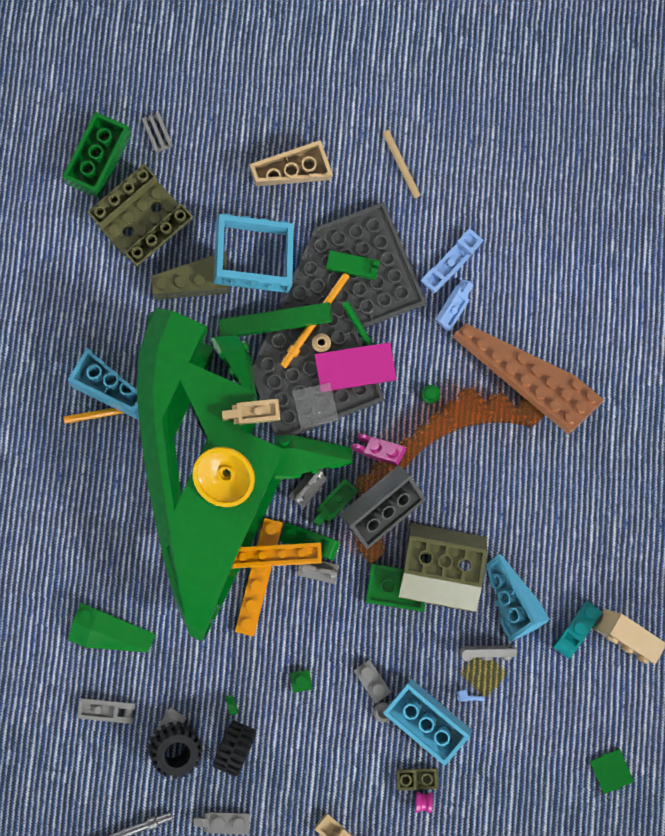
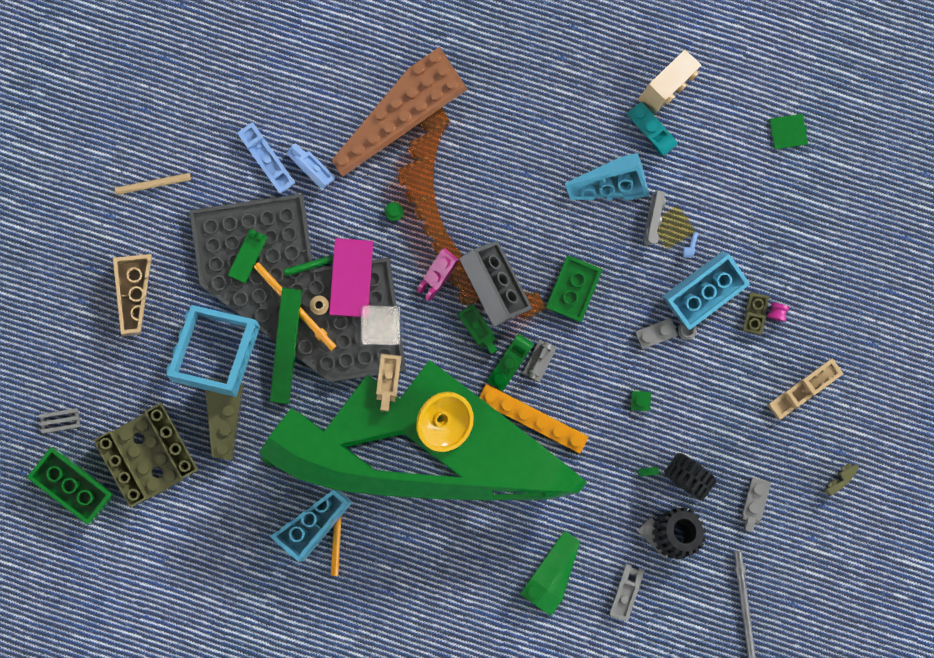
camera: 75 degrees left, 5 degrees up
(237, 358) = (314, 391): green wedge -> none
(278, 555) = (519, 388): light orange plate -> none
(308, 455) = (427, 341): green wedge -> none
(308, 488) = (457, 351): light grey hinge -> none
(442, 579) = (577, 242): olive slope -> none

